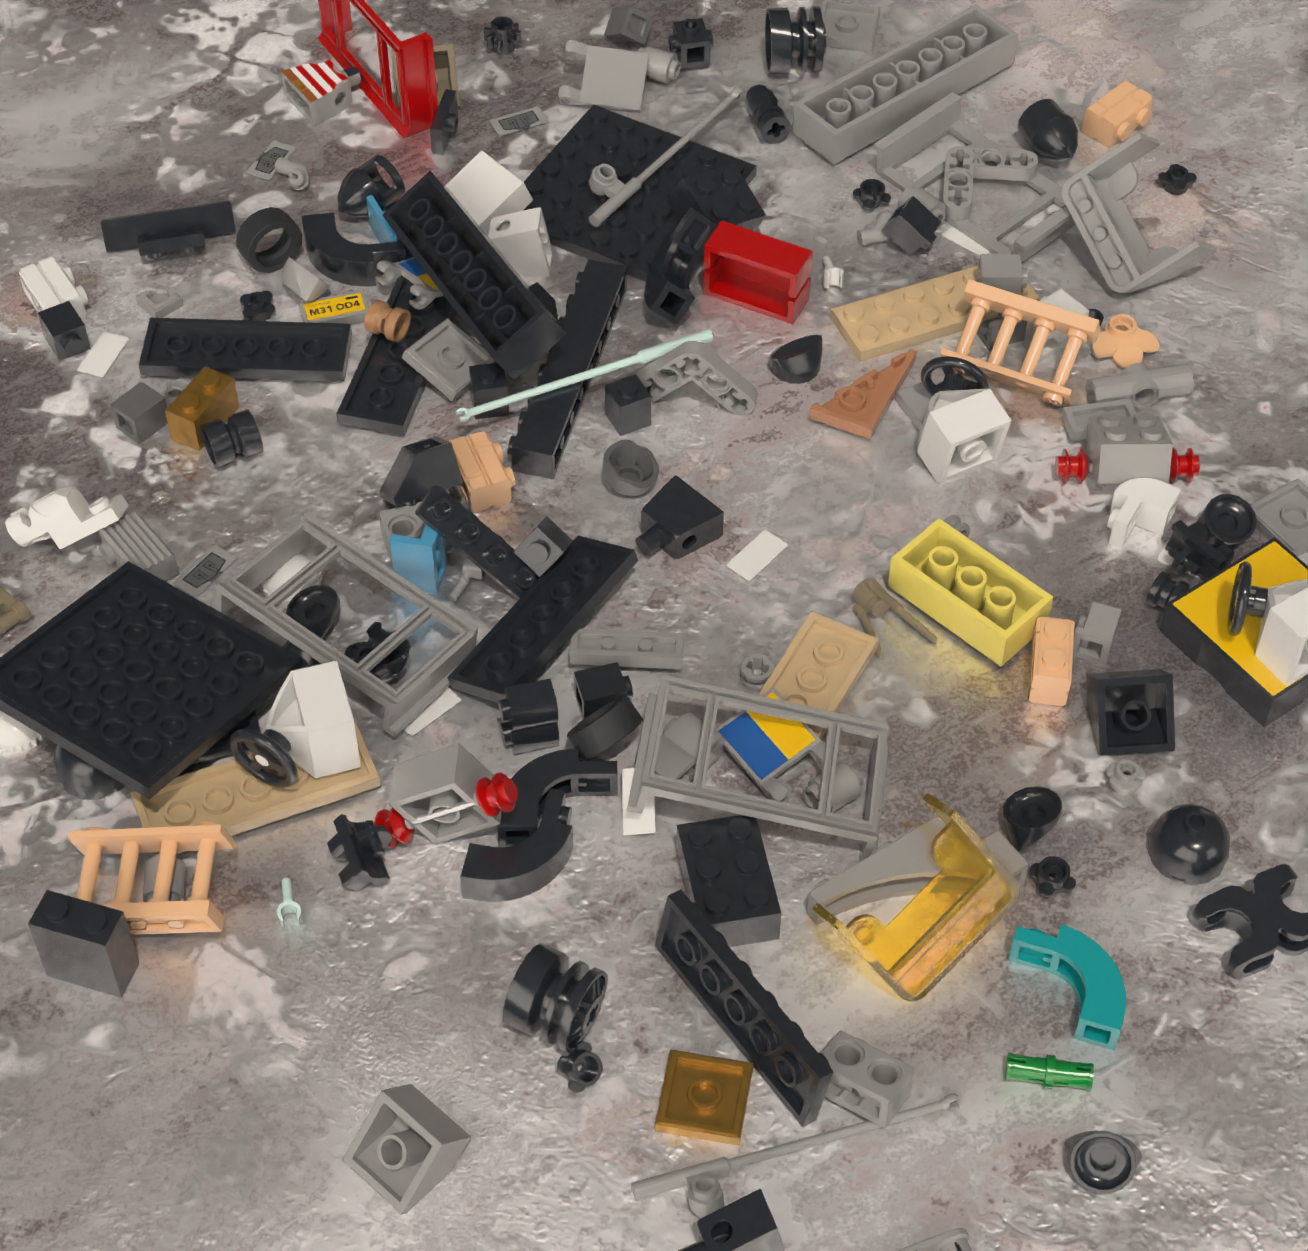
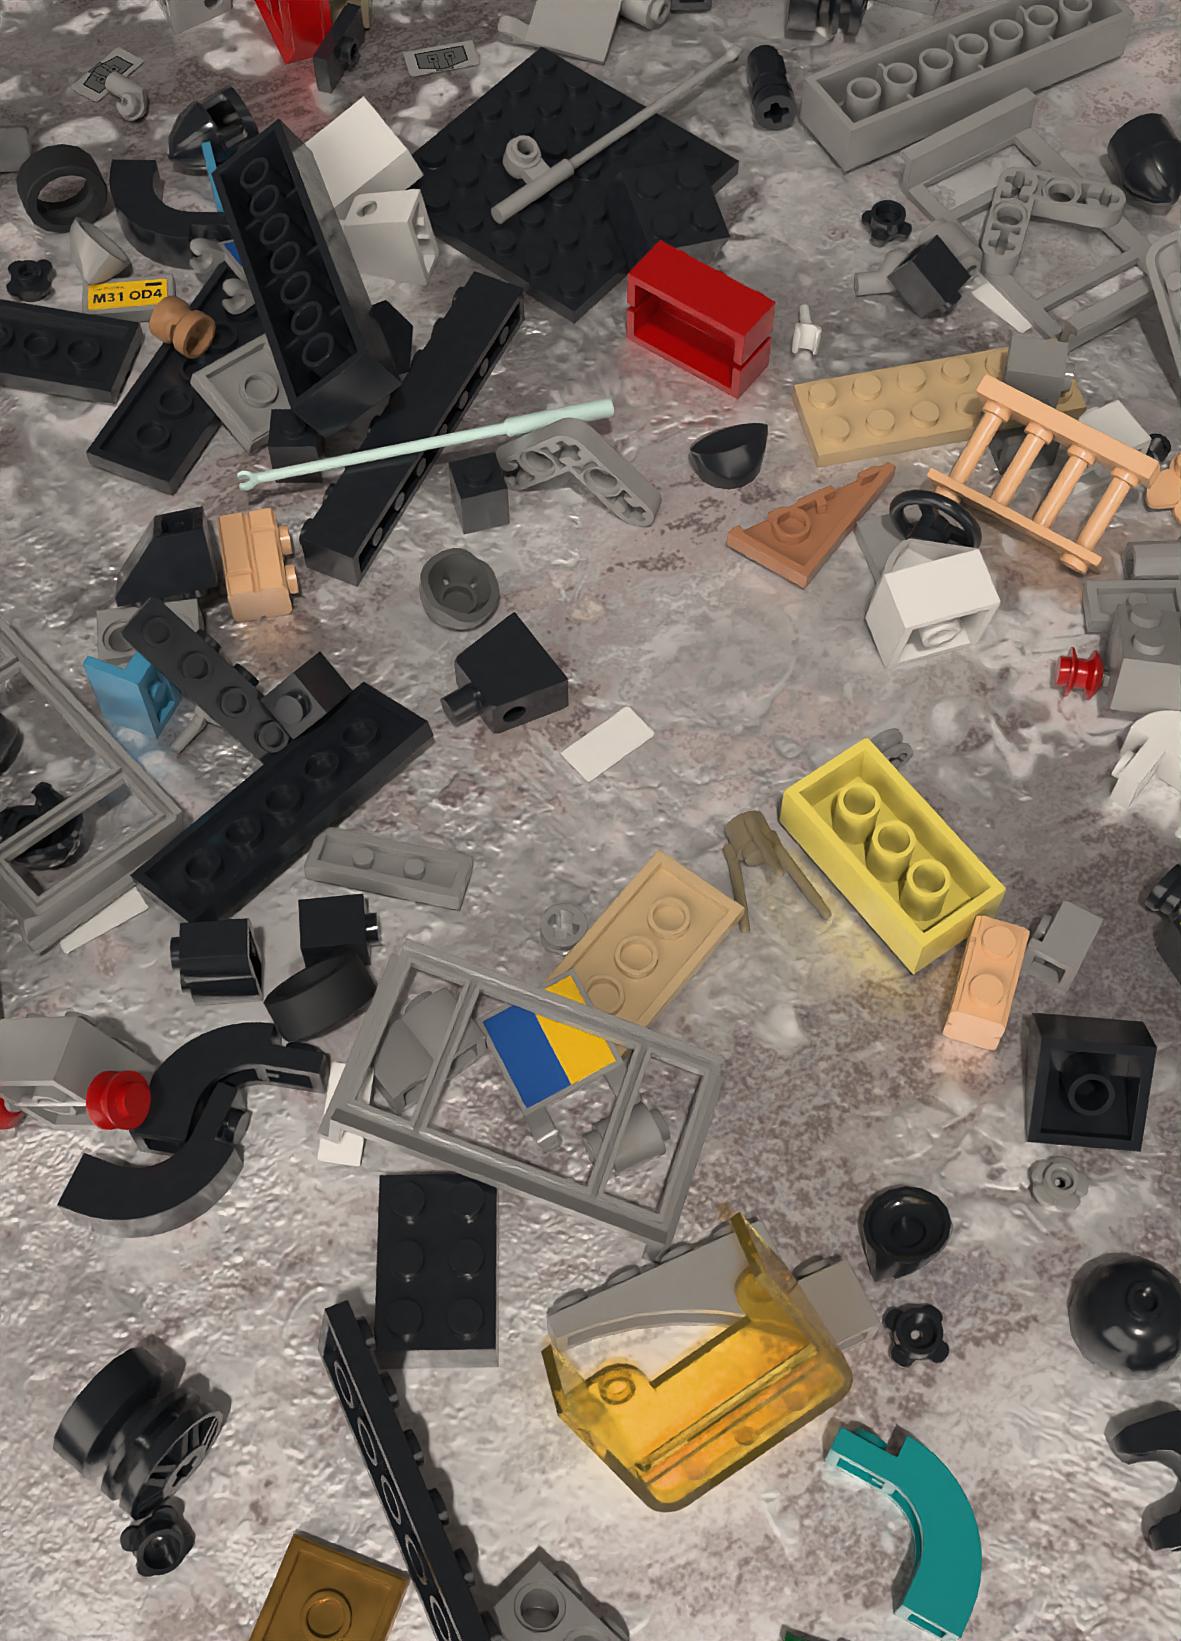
camera: 10 degrees right, 10 degrees up
(671, 269) = (577, 316): black arch -> none

